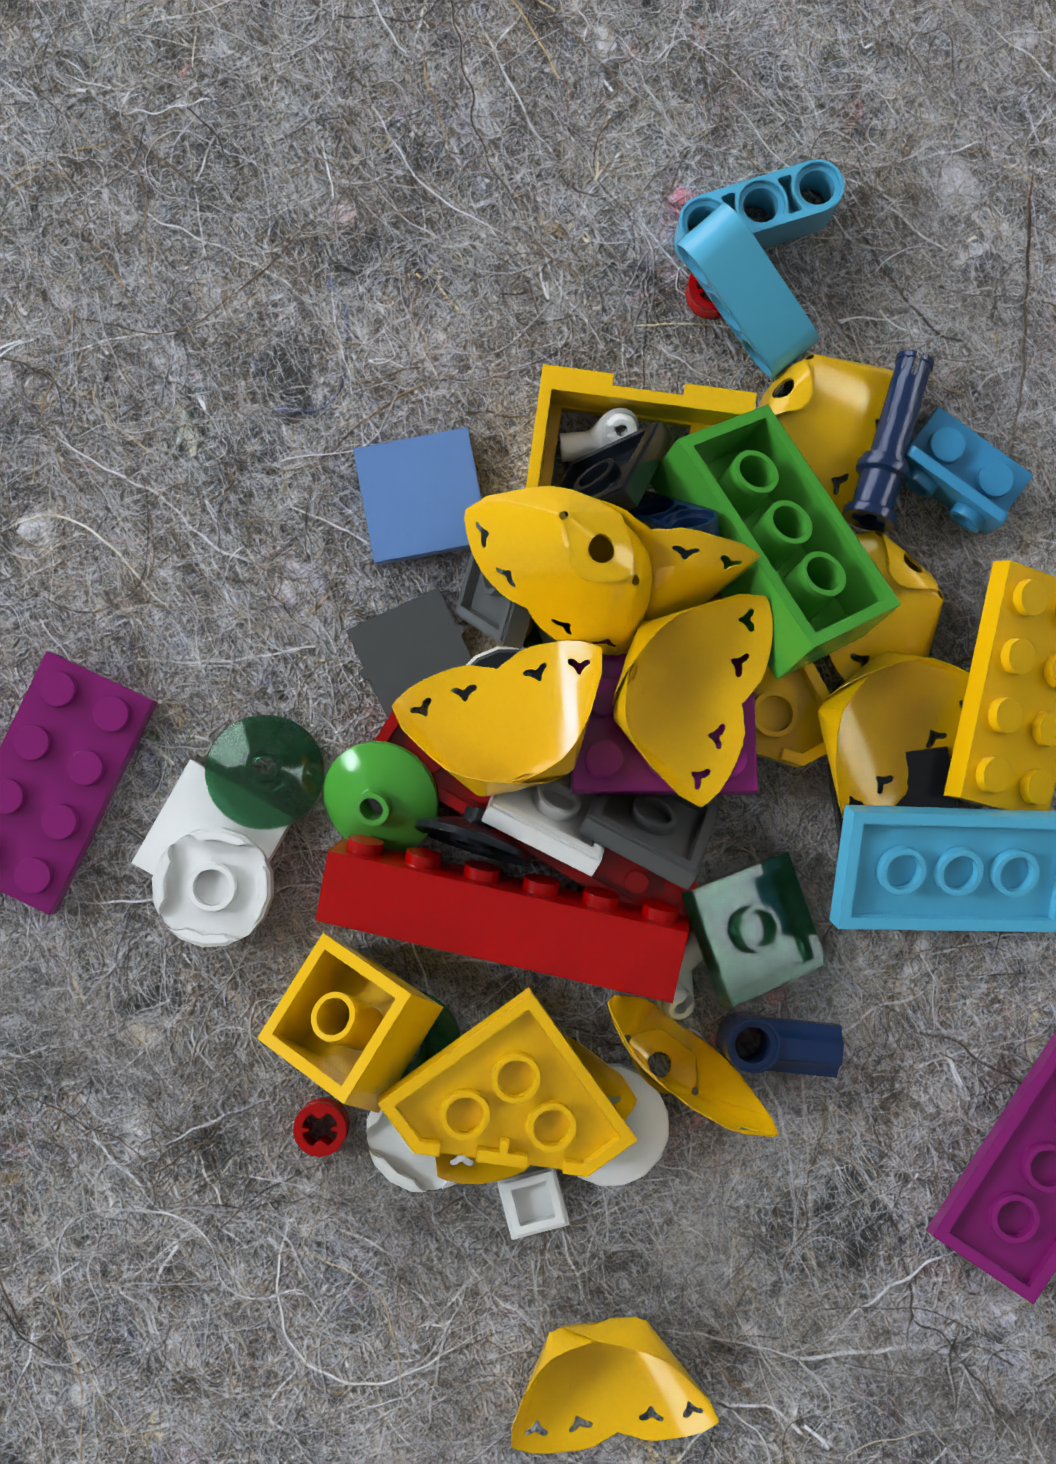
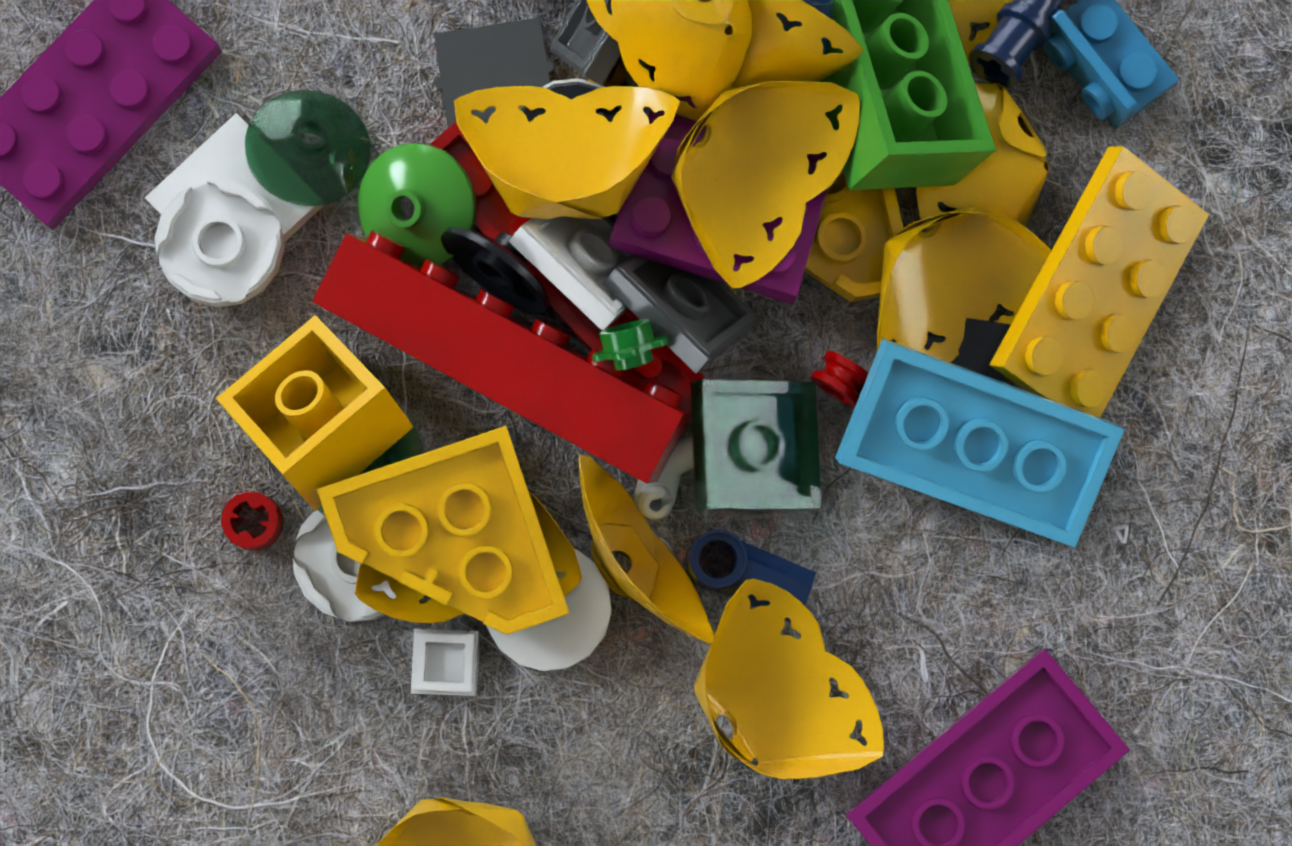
camera: 15 degrees right, 5 degrees down
(620, 884) = (629, 344): none -> green plate
(811, 842) = (840, 378): none -> red bush
(842, 1147) = (780, 691): none -> yellow piece

